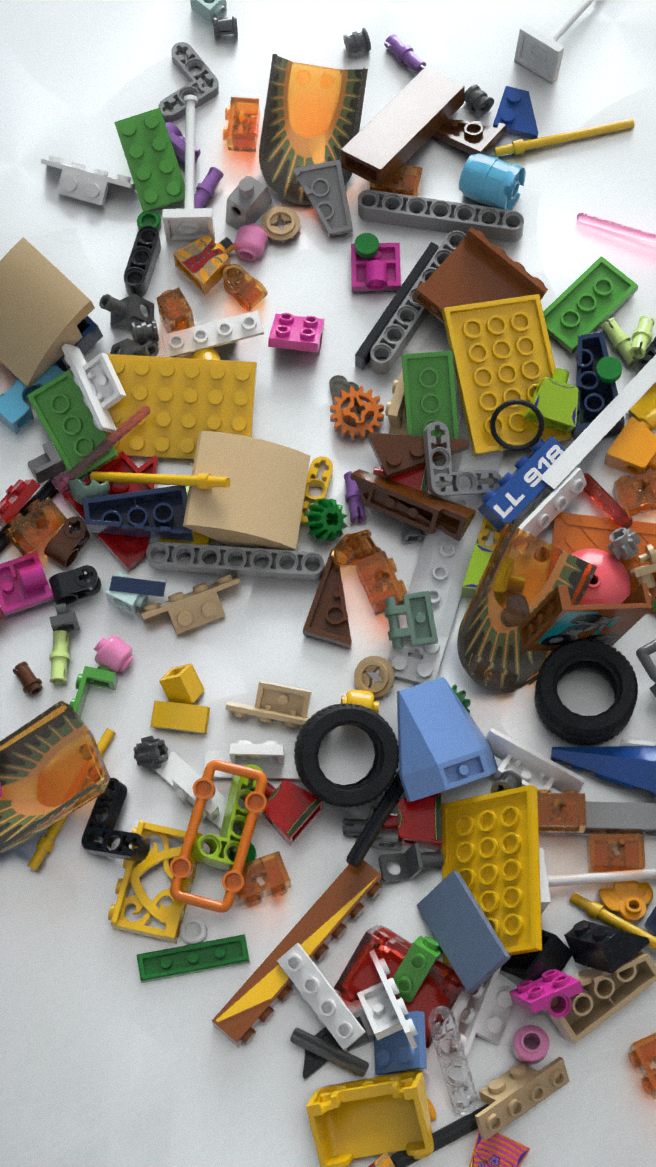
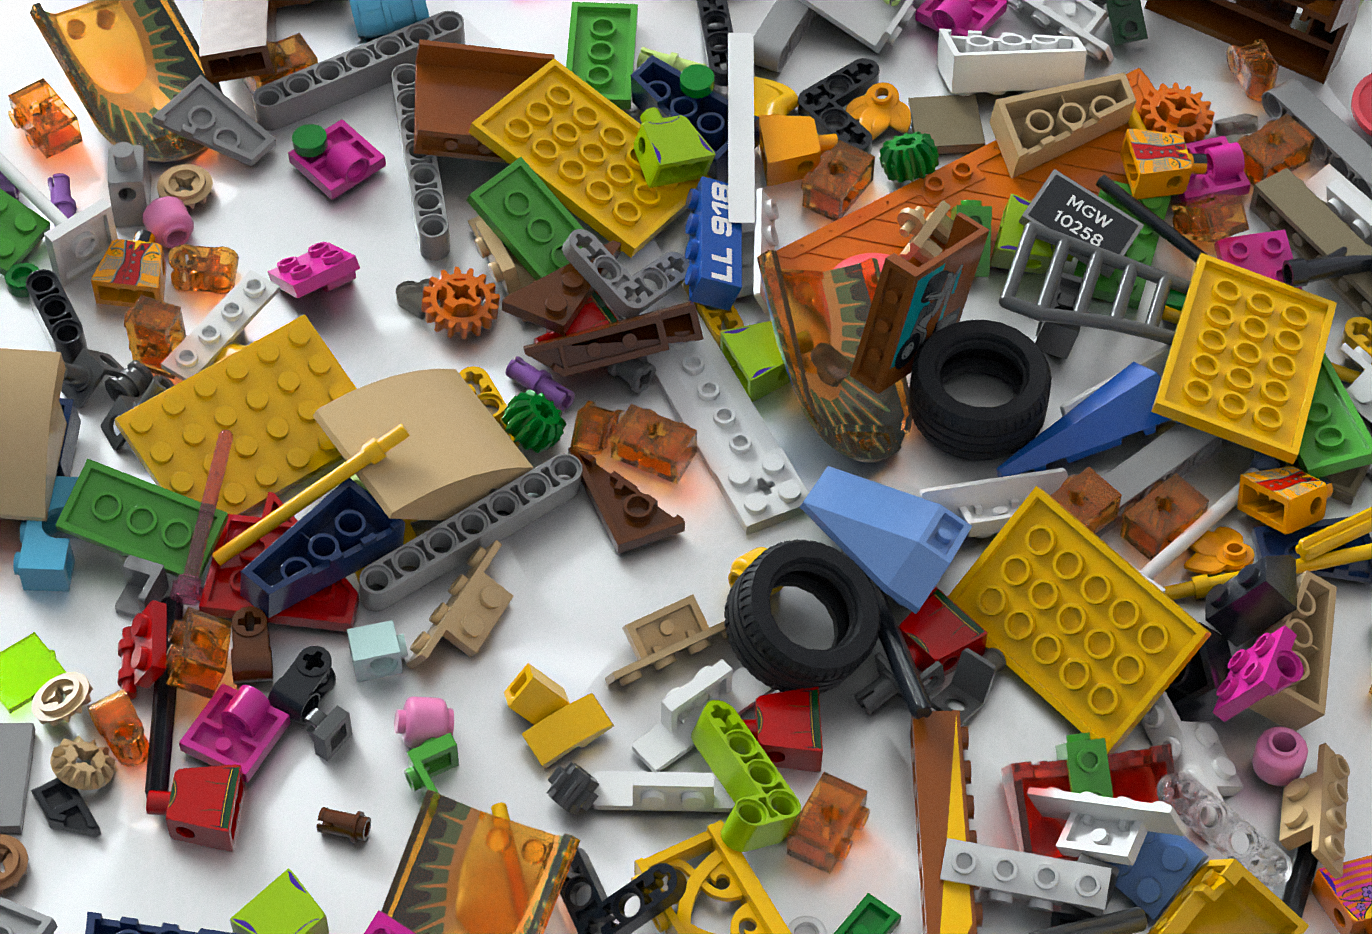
camera: 45 degrees left, 15 degrees down
(59, 657) = (361, 774): yellowish green pin -> none
(81, 491) = (225, 573): sand green hair -> none
(98, 384) = (139, 446): white bracket -> none
(137, 586) = (389, 626): dark blue piece -> none
(233, 880) = (739, 861): orange bar -> none
(362, 356) = (400, 180): black tile -> none
(364, 681) = (728, 524): tan gear -> none
(419, 620) = (738, 439): sand green plate -> none
(463, 931) = (1102, 695): sand blue tile -> none
(507, 781) = (984, 528): dark grey bush -> none
(517, 402) = (685, 191): black tyre -> none
(607, 503) = (818, 211): clear red axle -> none
(624, 543) = (873, 230): light grey gear -> none
(641, 337) = (690, 45): yellowish green pin -> none

